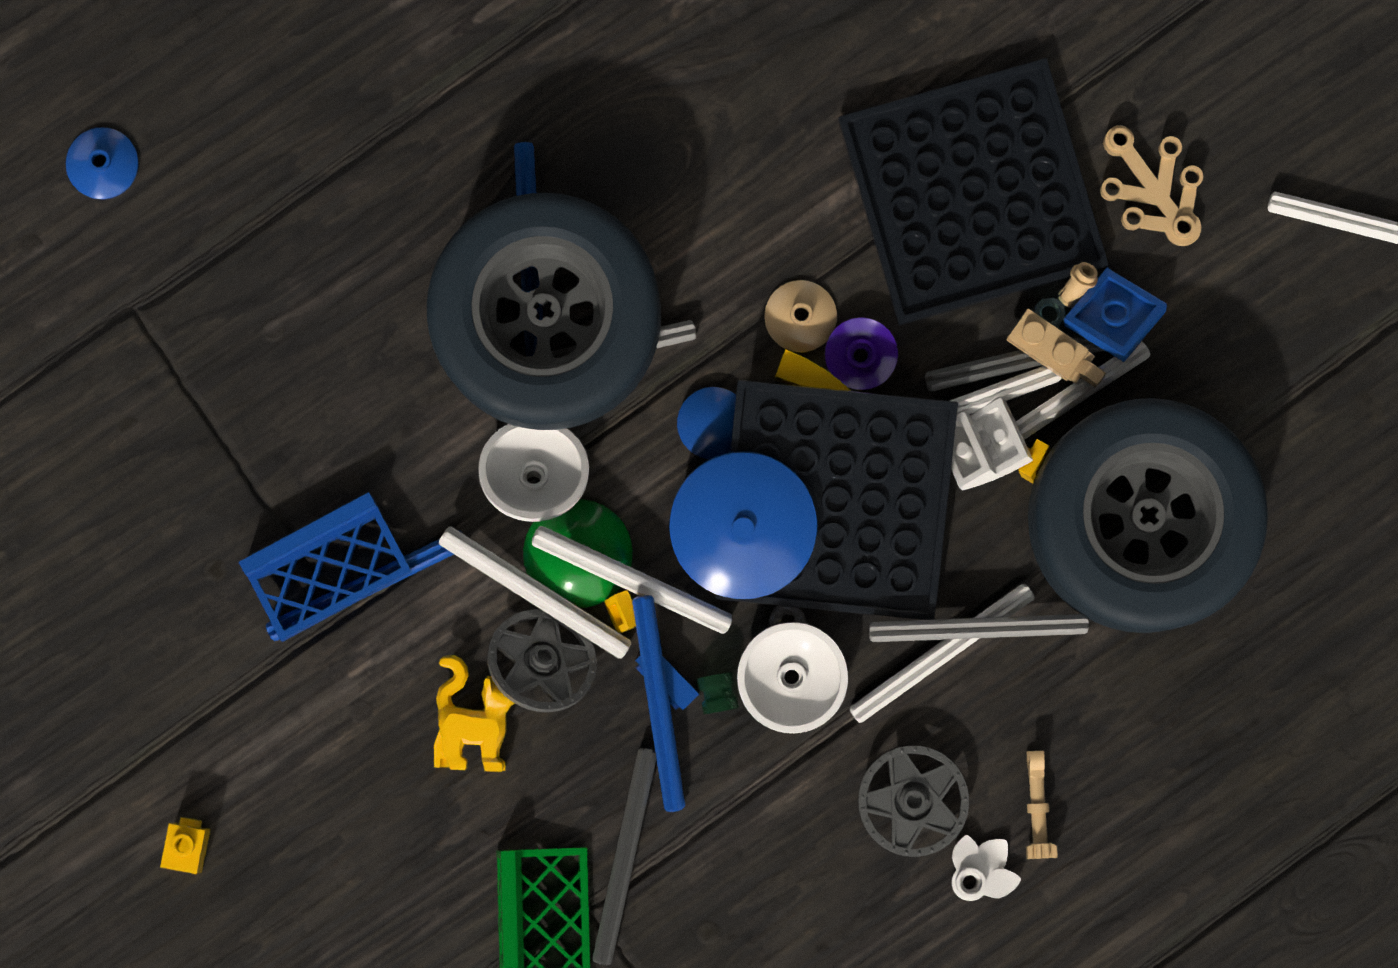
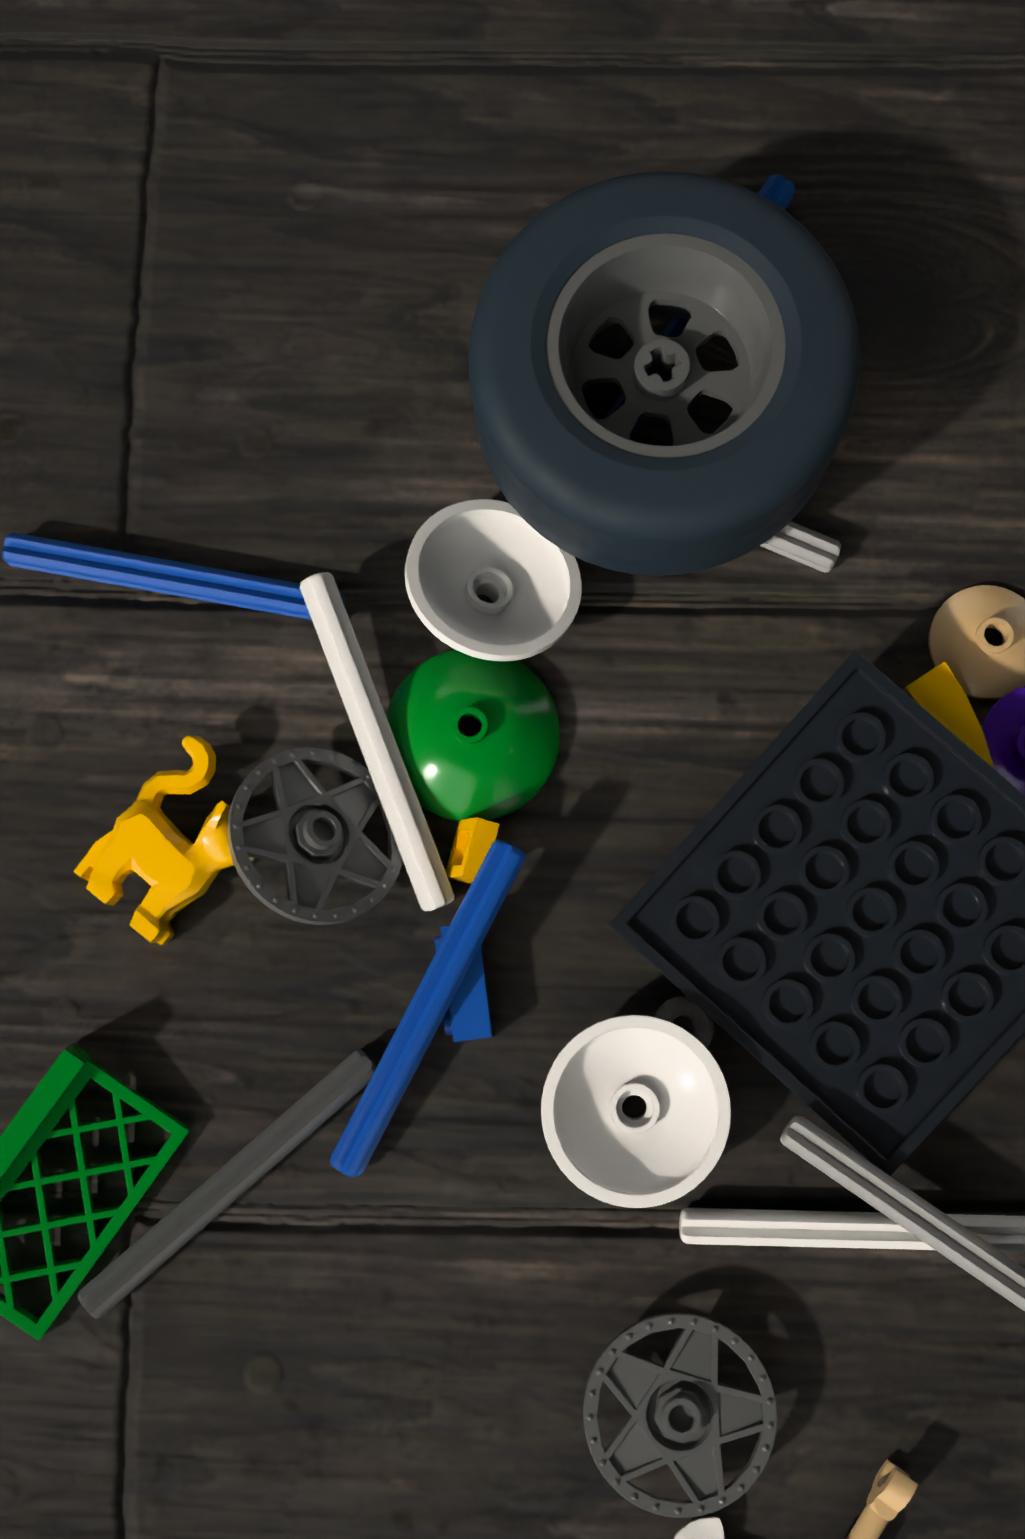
camera: 45 degrees right, 5 degrees down
(311, 538) = (143, 464): blue fence -> none
(631, 579) = (514, 814): white axle -> none
(707, 422) = (766, 688): blue dish -> none
(717, 693) = (517, 1054): clear green wheel -> none
(743, 525) = (720, 851): blue dish -> none

